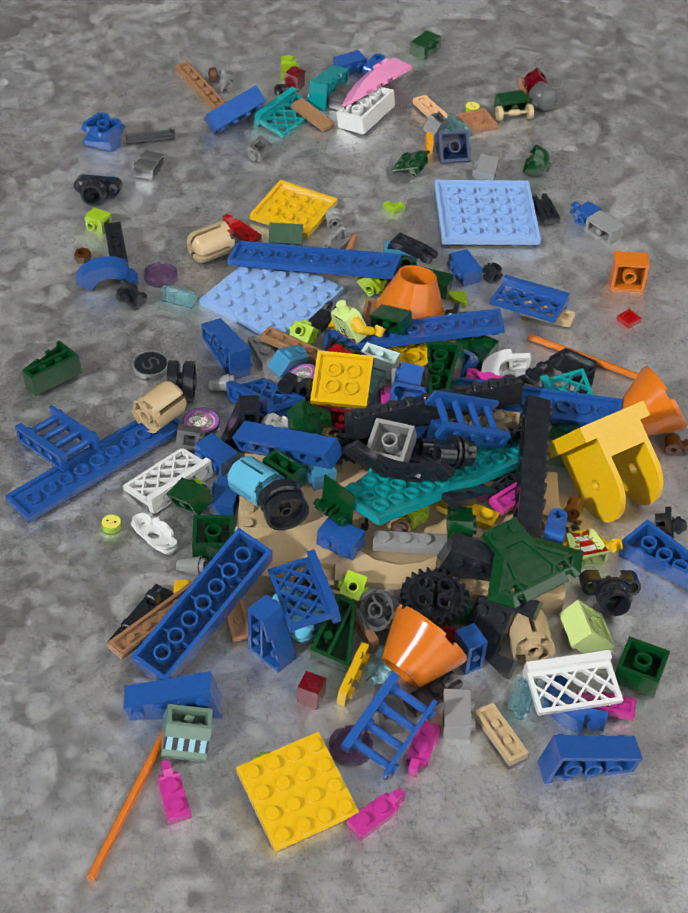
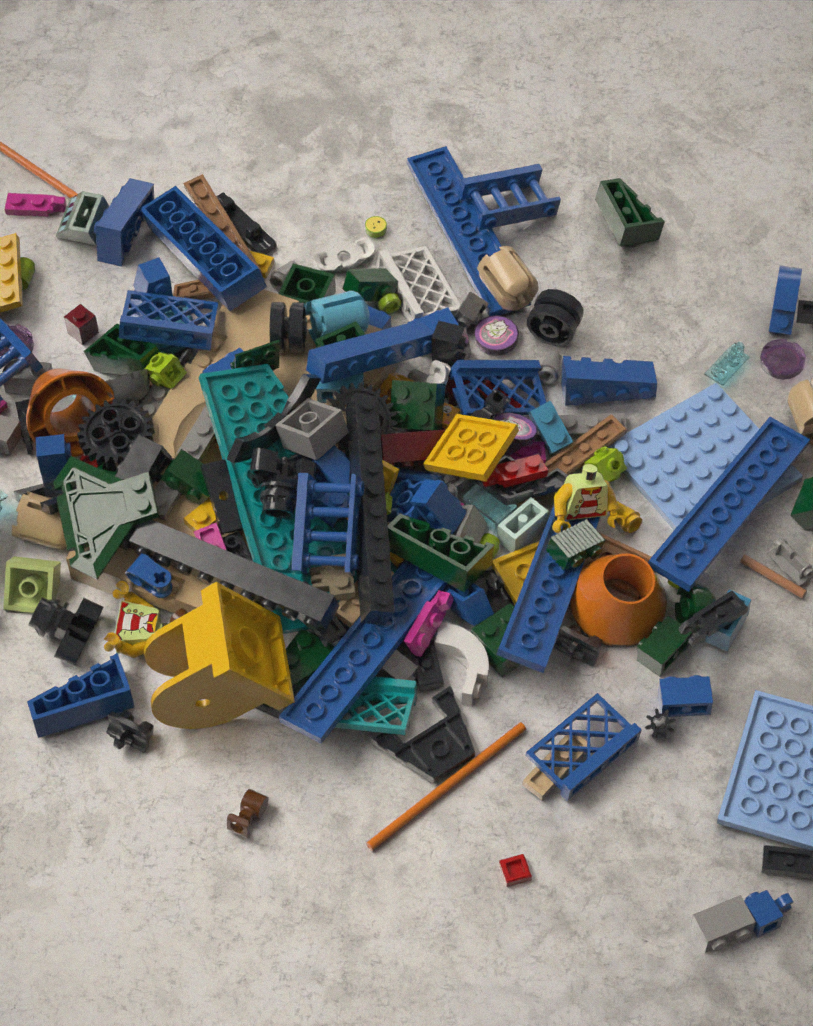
camera: 115 degrees right, 10 degrees up
(129, 293) = (742, 312): black hips -> none
(150, 365) = (611, 311): tile -> none
(322, 318) = (634, 497): black hinge -> none
(353, 674) = (79, 360): yellow plate -> none
(458, 297) = (628, 671): lime tile -> none
(629, 271) = (597, 895): orange brick -> none
(664, 413) = (305, 788): orange cone -> none

